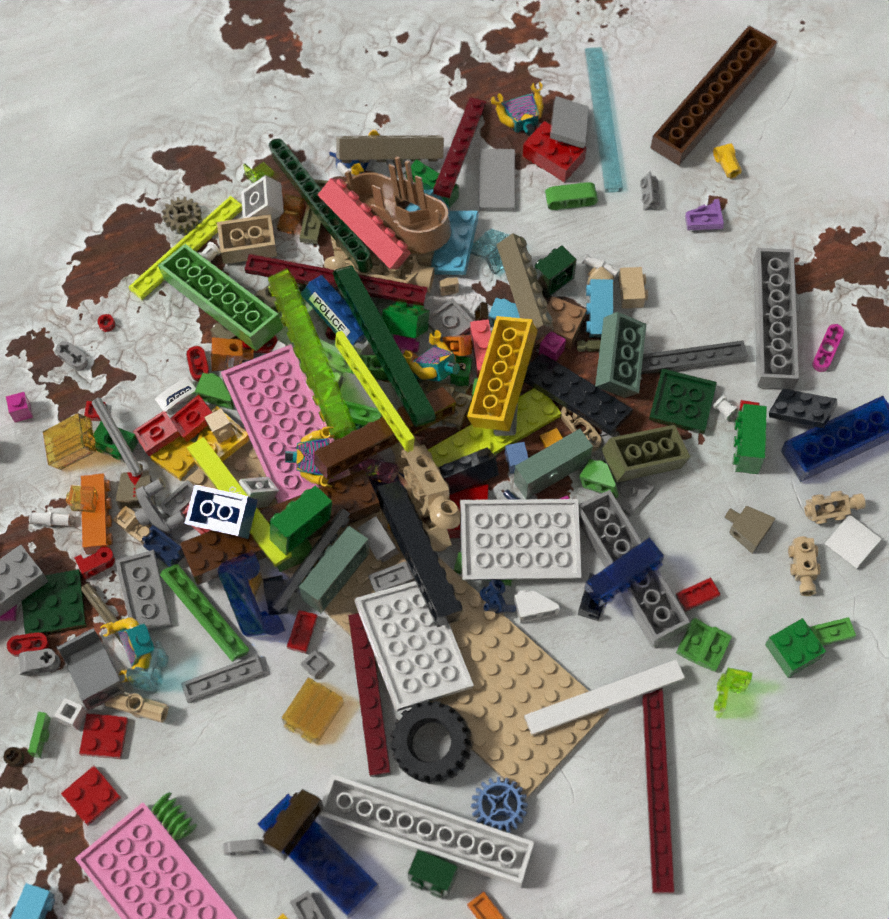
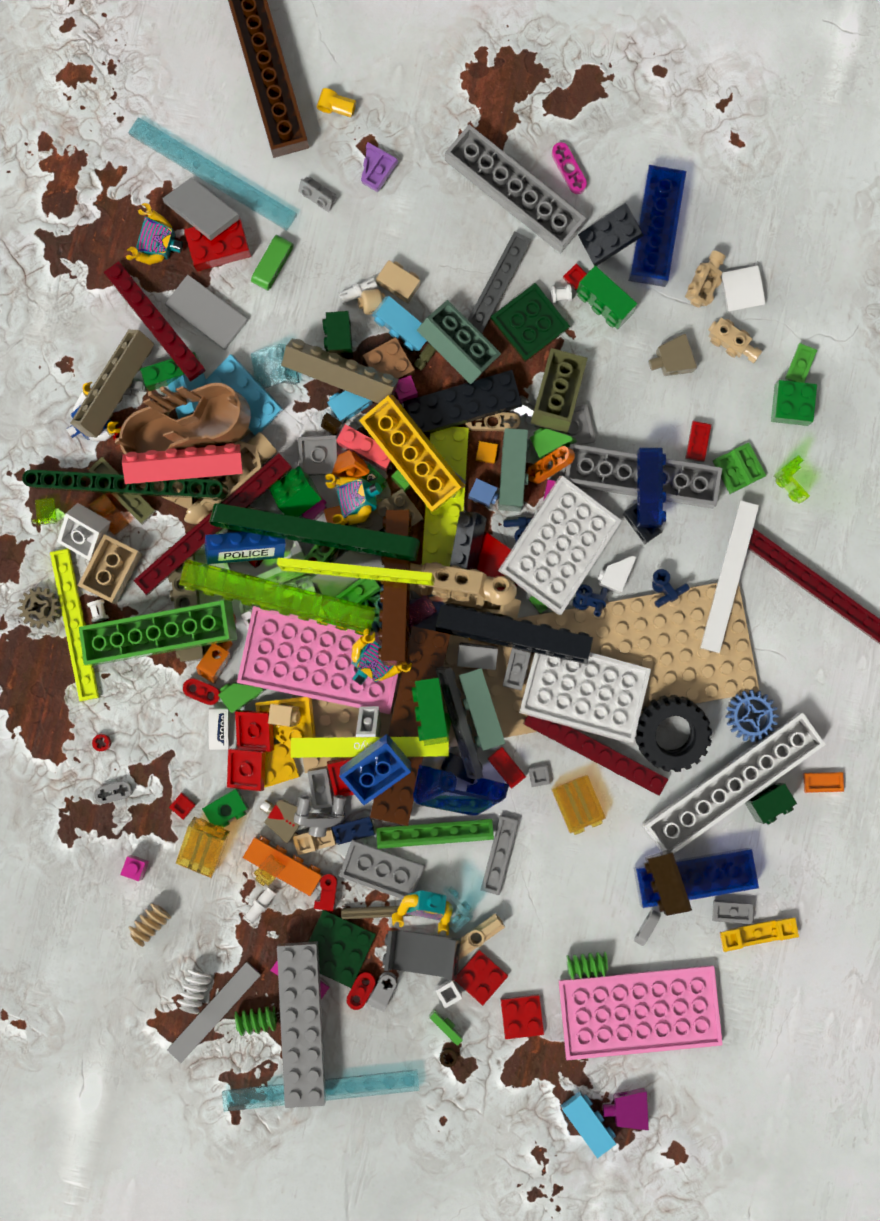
camera: 55 degrees left, 20 degrees up
(117, 437) = (226, 805): light grey axle -> none
(449, 286) = (282, 431): tan plate -> none
(554, 649) = (665, 587): none -> dark blue piece
(581, 489) = (558, 464): none -> orange beam

